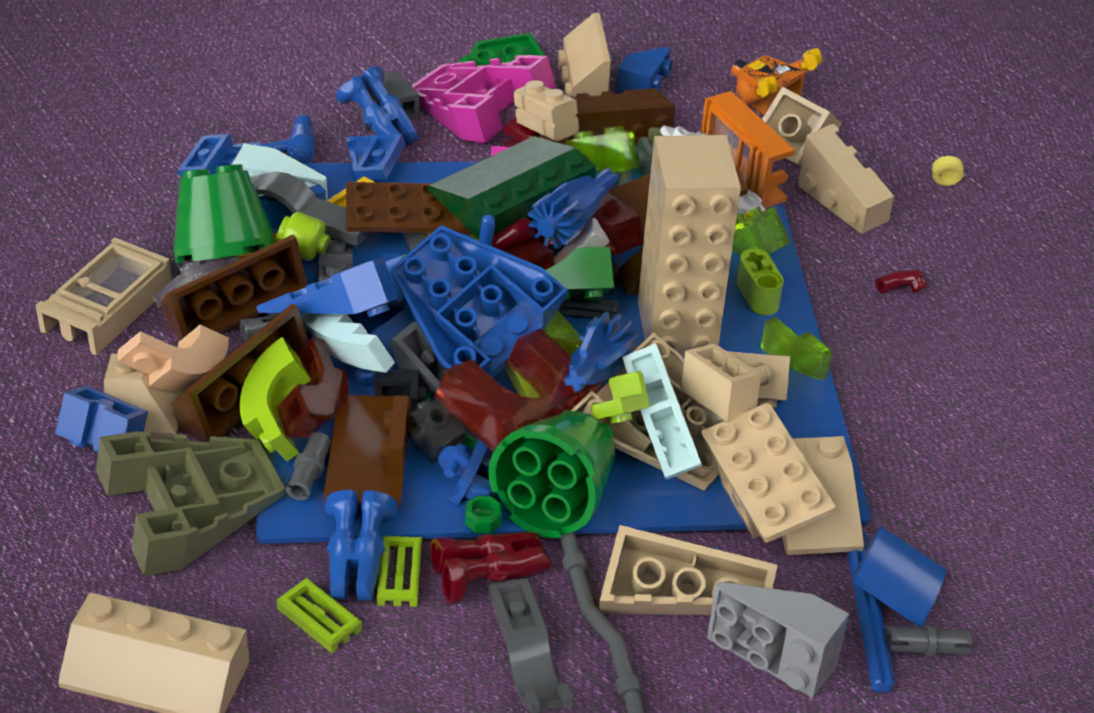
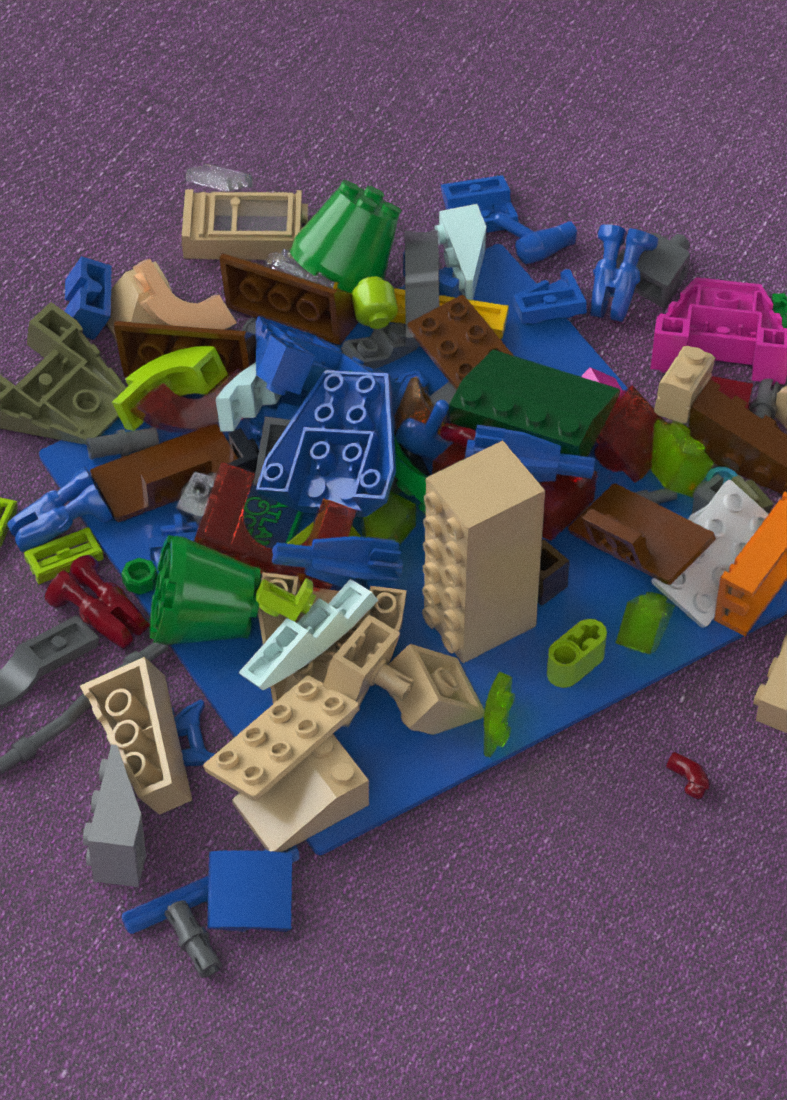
camera: 65 degrees right, 10 degrees up
(37, 284) = (219, 177): none -> clear tile

